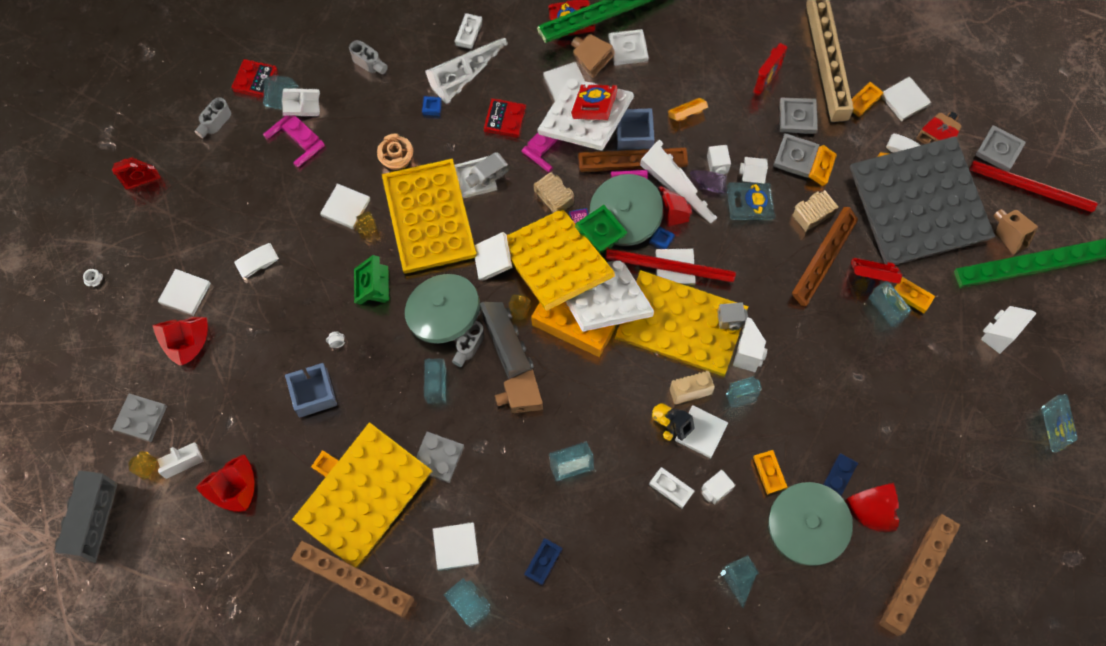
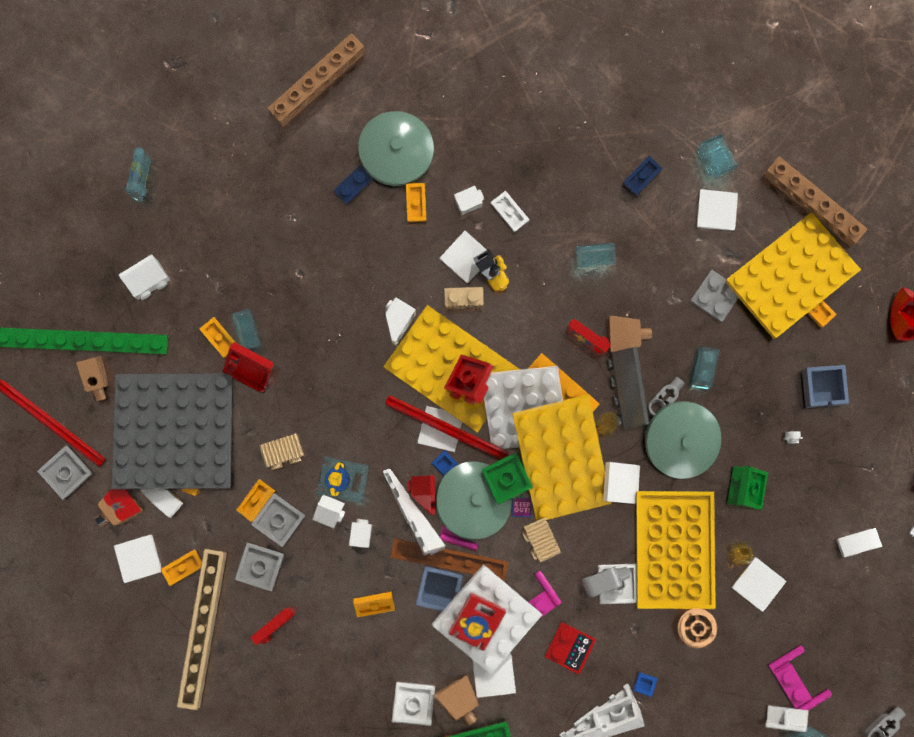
camera: 170 degrees left, 15 degrees up
(558, 376) = (588, 337): none -> red container
(664, 304) = (469, 380): none -> red plate
(710, 180) = (376, 513): clear purple slope -> none
(732, 316) = (405, 354): light grey brick -> none
(740, 577) = (472, 120): clear light blue slope -> none
(743, 392) = (417, 278): clear light blue brick -> none
(825, 256) = (289, 400): dark orange plate -> none
(876, 508) = (334, 144): red brick -> none

